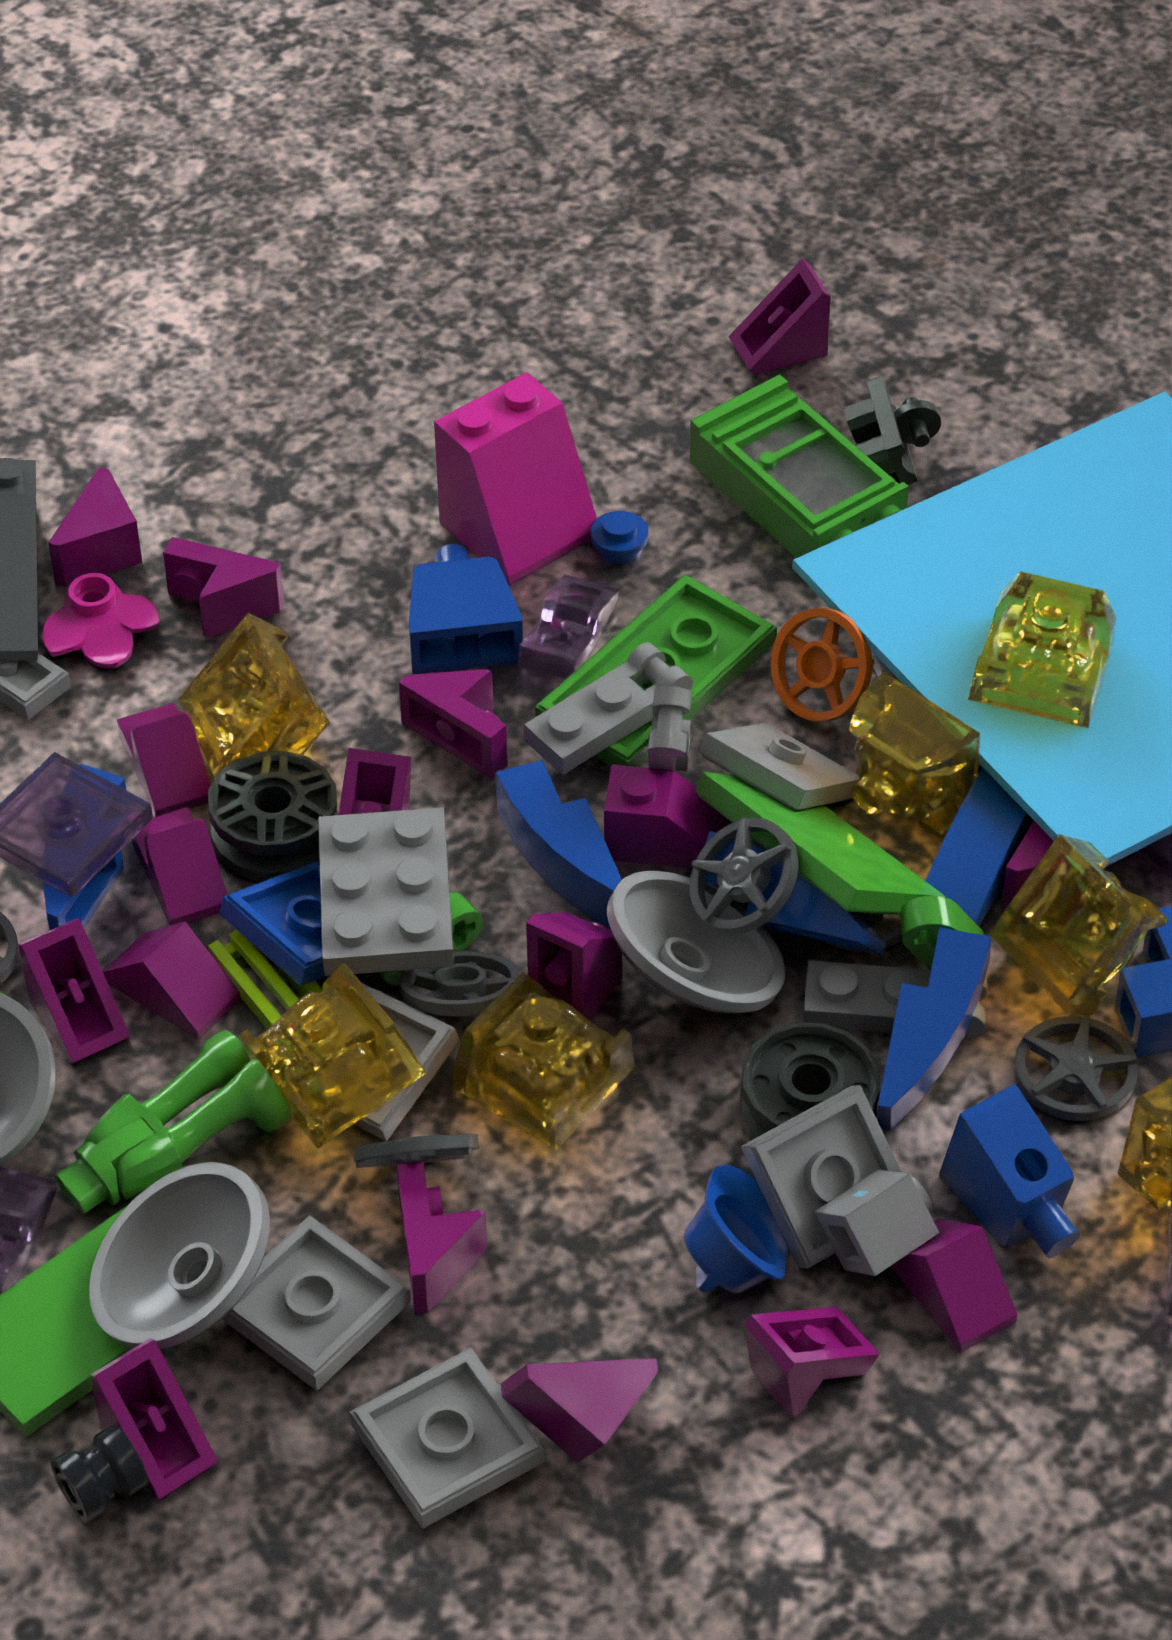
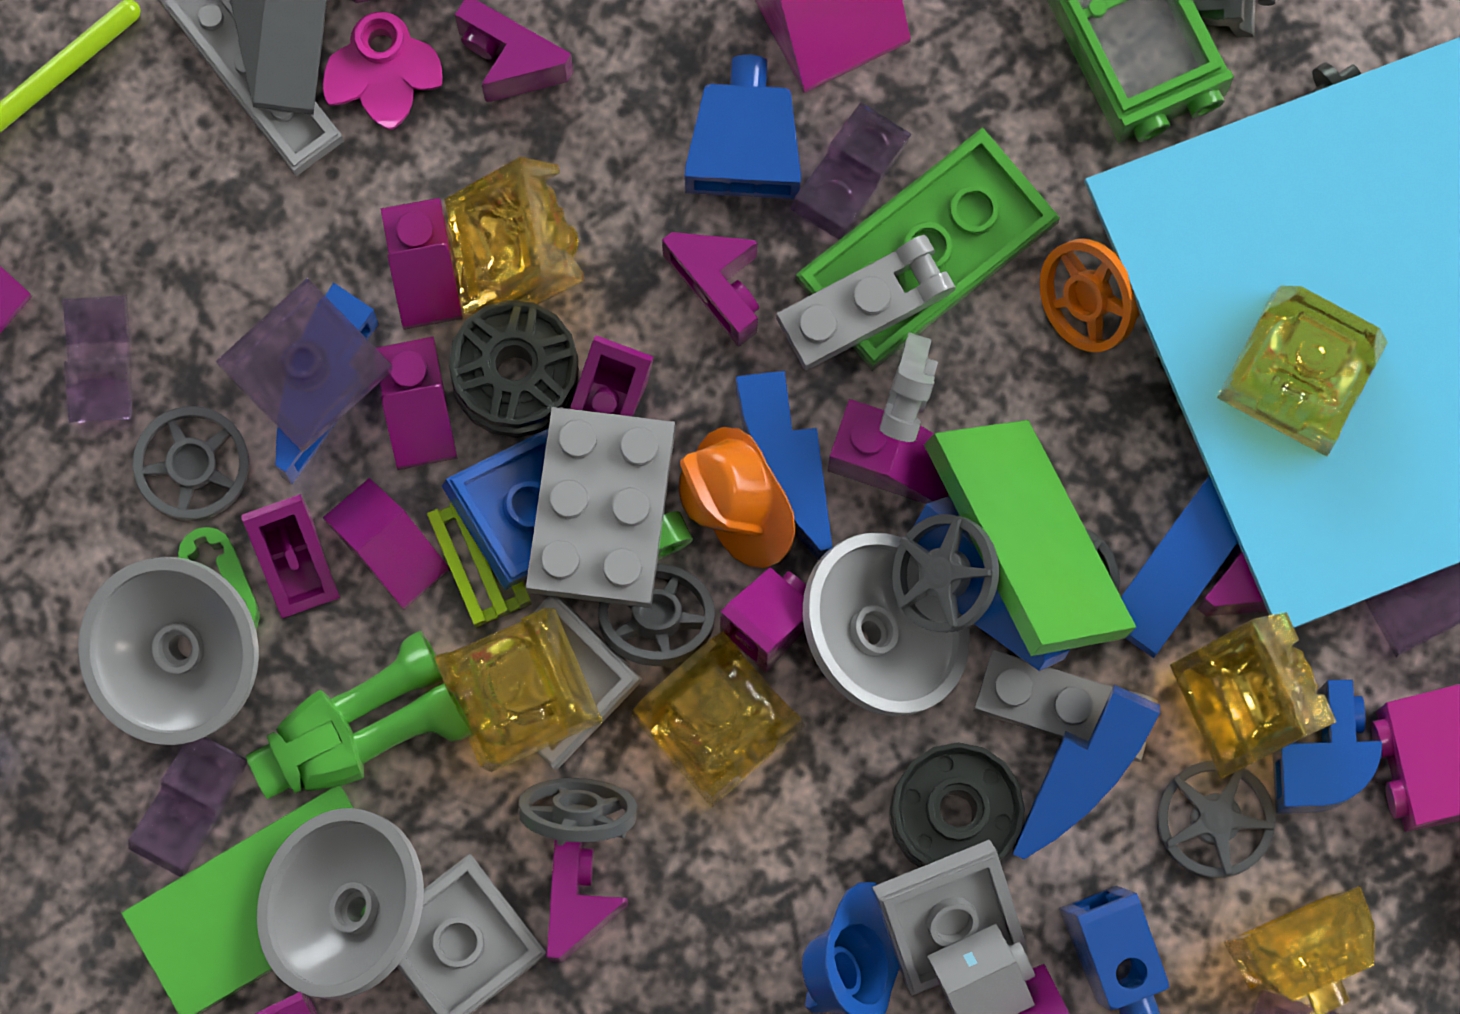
camera: 10 degrees right, 30 degrees up
(519, 871) = (738, 497): none -> orange piece
(619, 536) = (928, 57): blue plate -> none
(779, 766) = (1019, 415): light grey plate -> none
(911, 756) = (1142, 446): clear yellow brick -> none
(922, 921) = (1123, 669): bright green beam -> none

